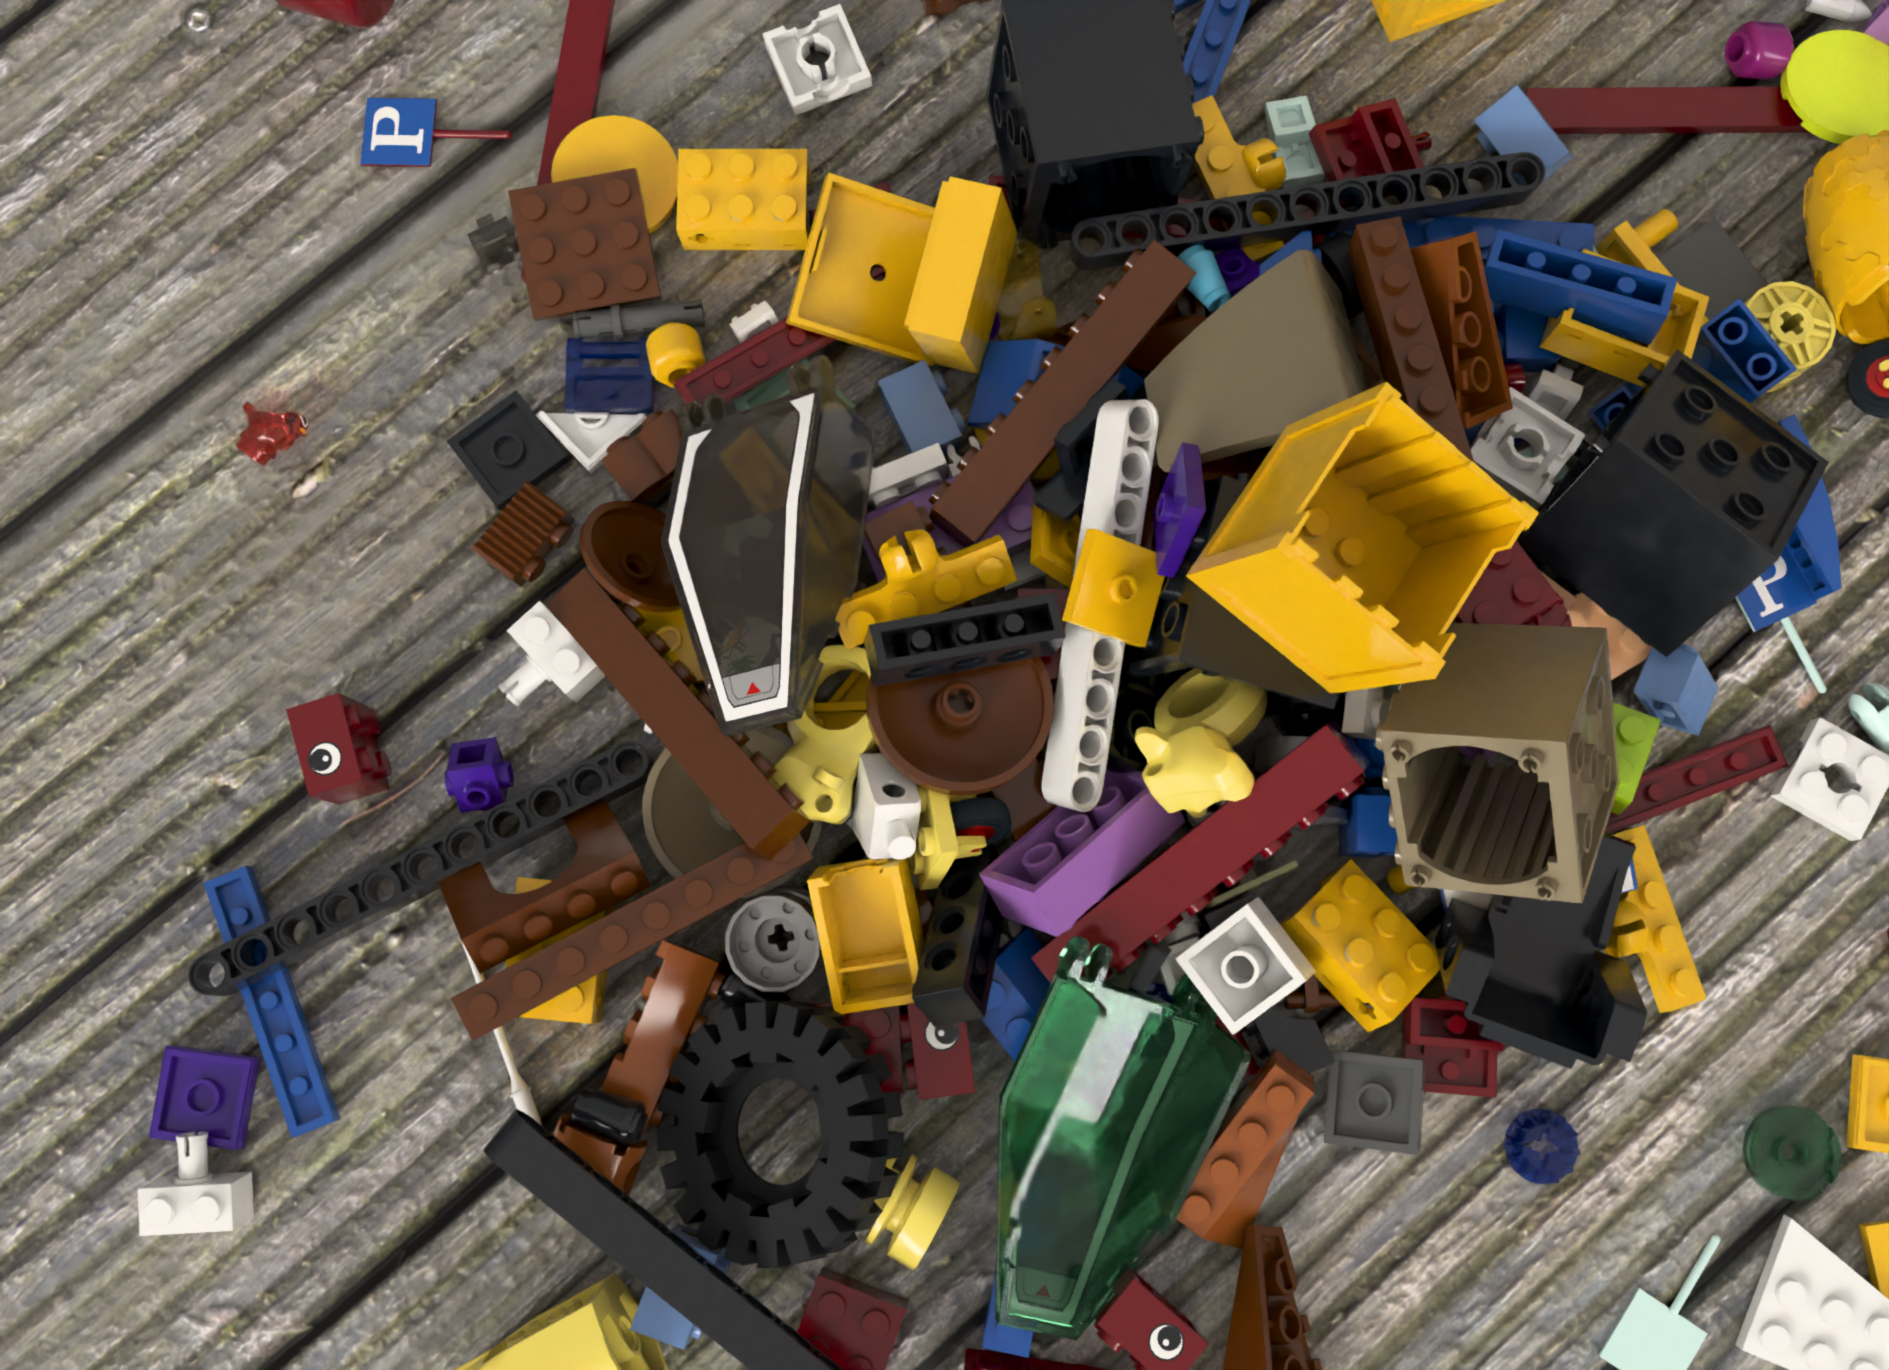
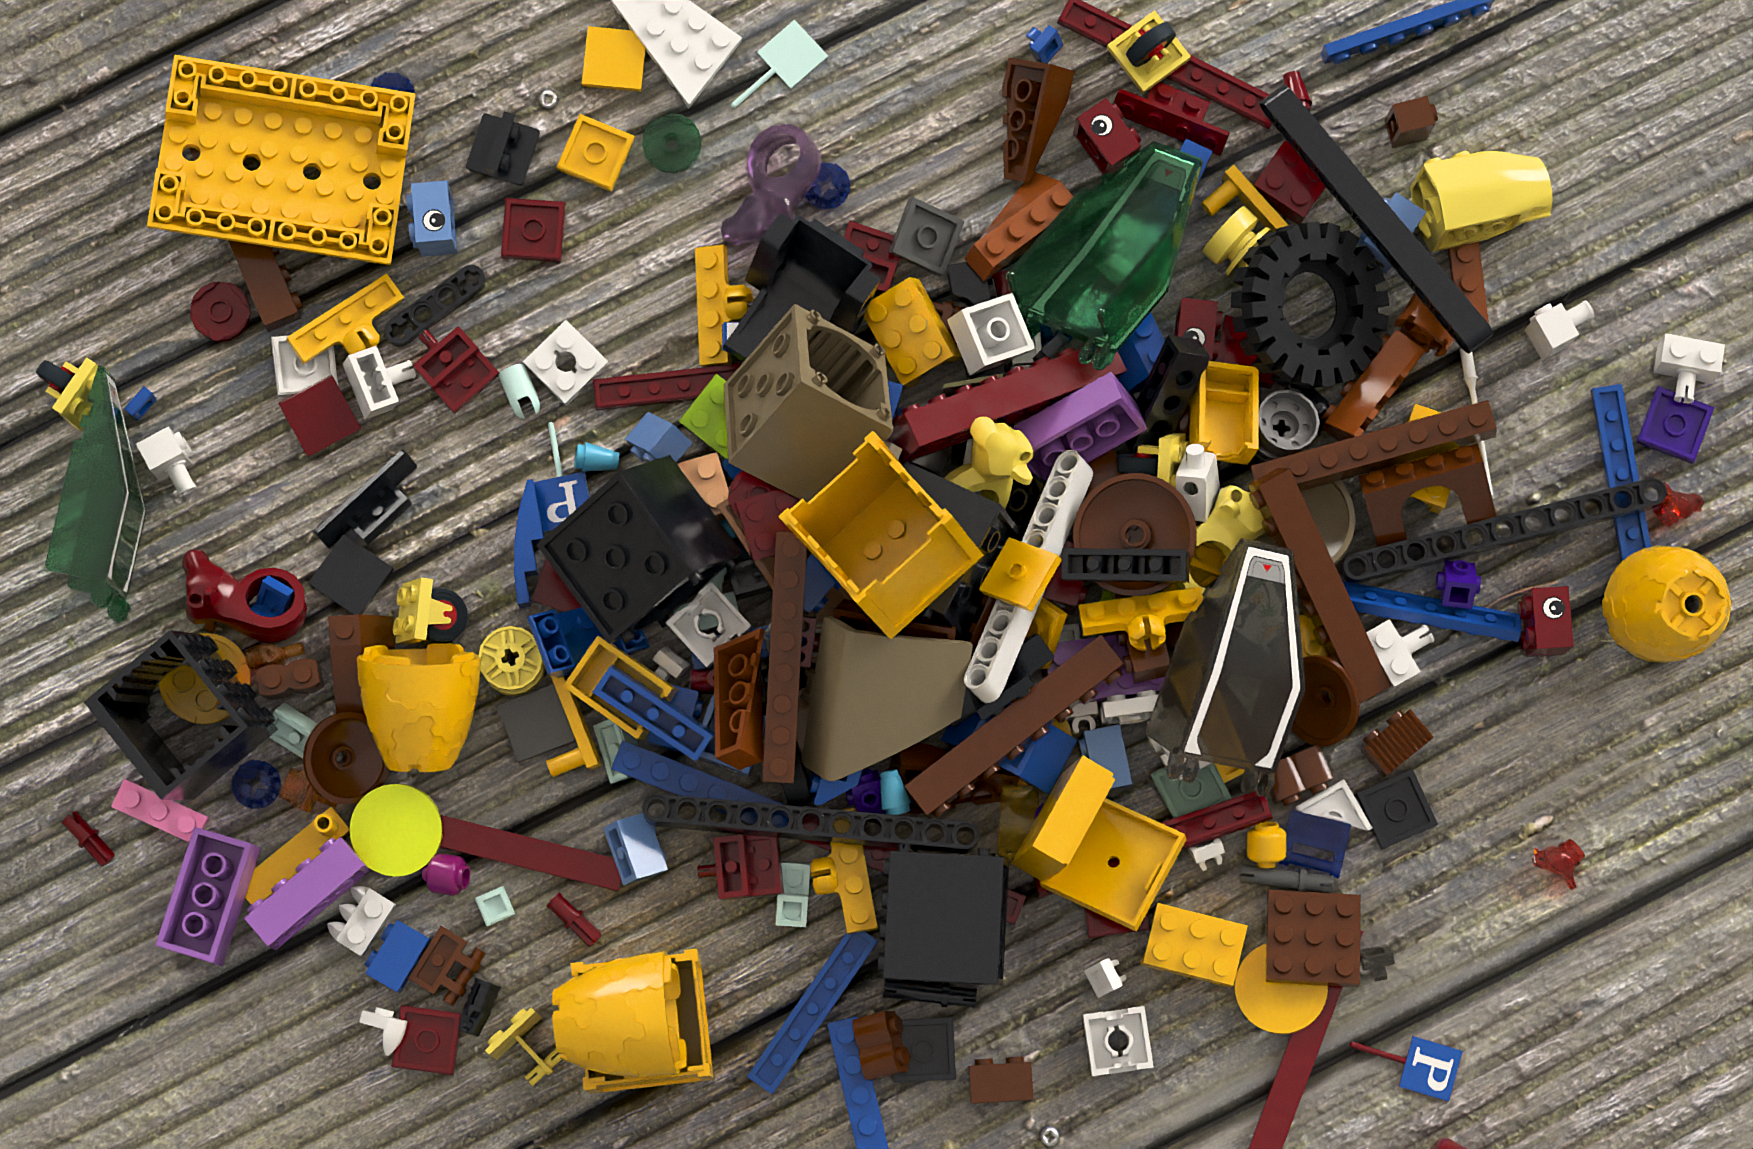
camera: 175 degrees left, 0 degrees up
(157, 812) = (1648, 604): none -> yellow piece
(172, 974) = (1677, 506): none -> clear red animal
(402, 1195) = (1554, 327): none -> white brick
(516, 729) = (1430, 611): none -> blue plate
(552, 1247) = (1468, 274): none -> dark orange plate
(610, 1115) = (1413, 342): black piece -> none
(855, 132) = (1104, 977): none -> white tile
(930, 1304) = (1237, 185): none -> yellow piece
(1178, 510) = (970, 609): dark purple plate -> none
(1571, 39) = (574, 920): none -> dark red axle
(1617, 1104) = (772, 194): none -> clear purple animal
(1678, 35) = (495, 906): none -> light aqua tile
(1748, 652) = (595, 458): none -> medium azure cone

